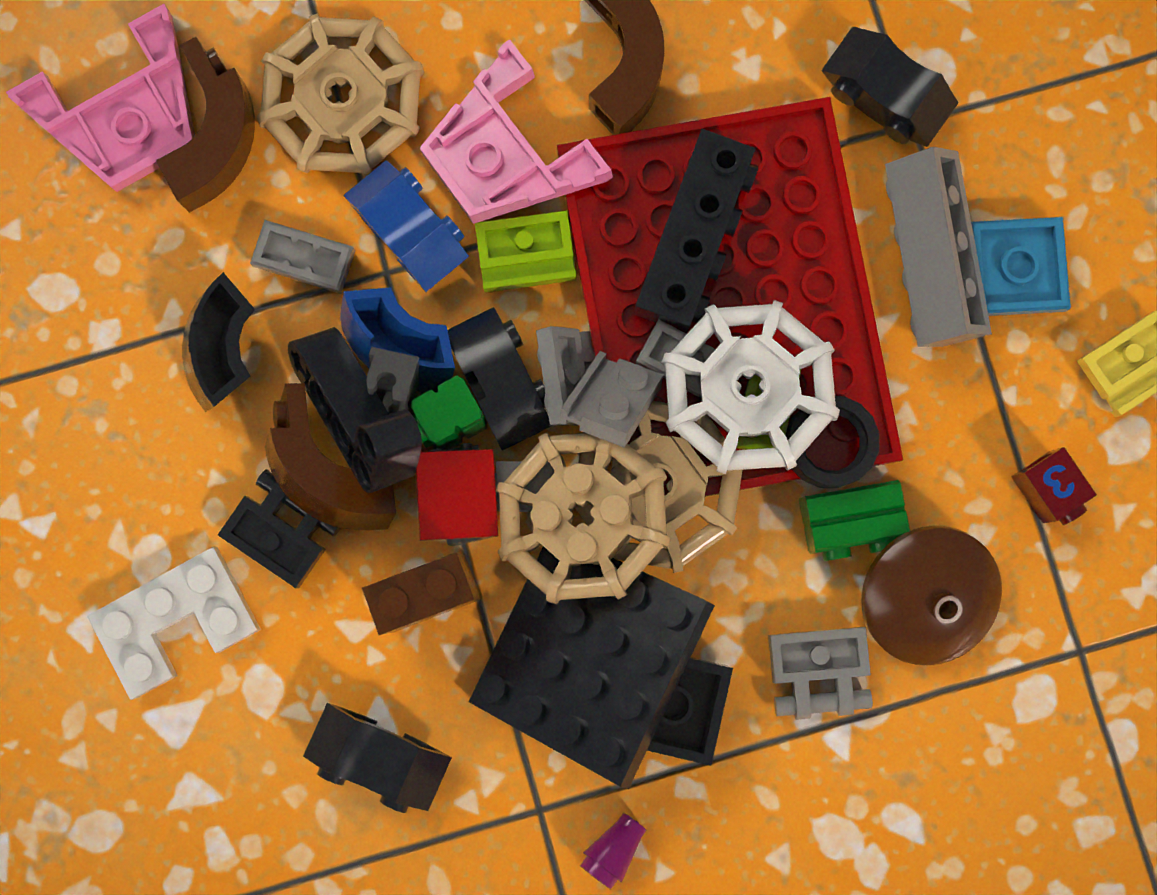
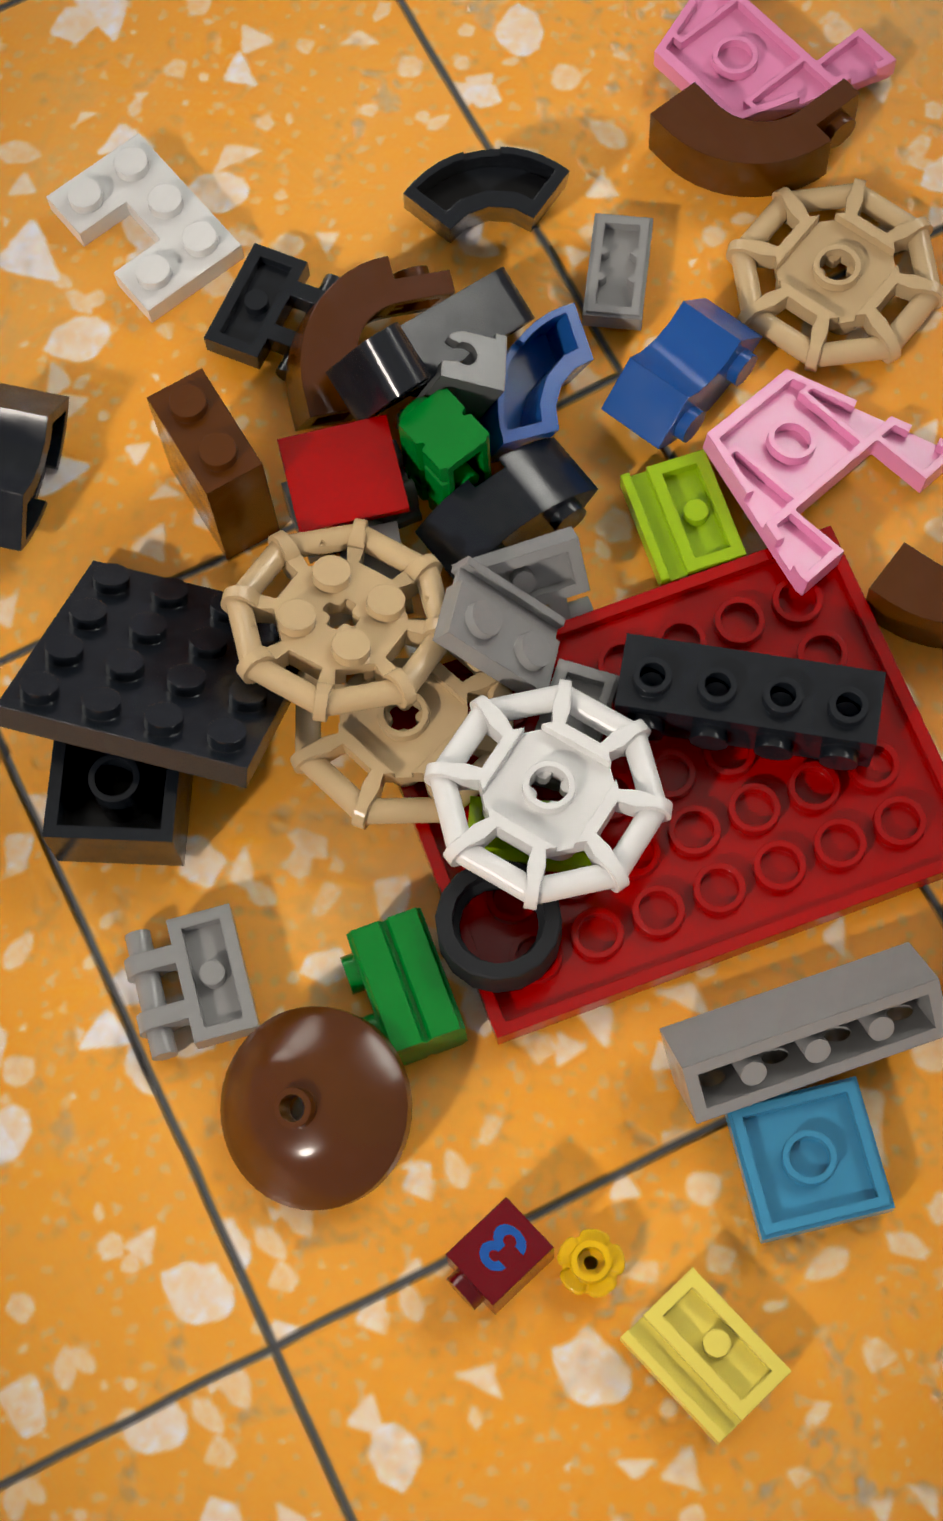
camera: 85 degrees right, 15 degrees down
(1051, 429) = (597, 1281): none -> yellow plate

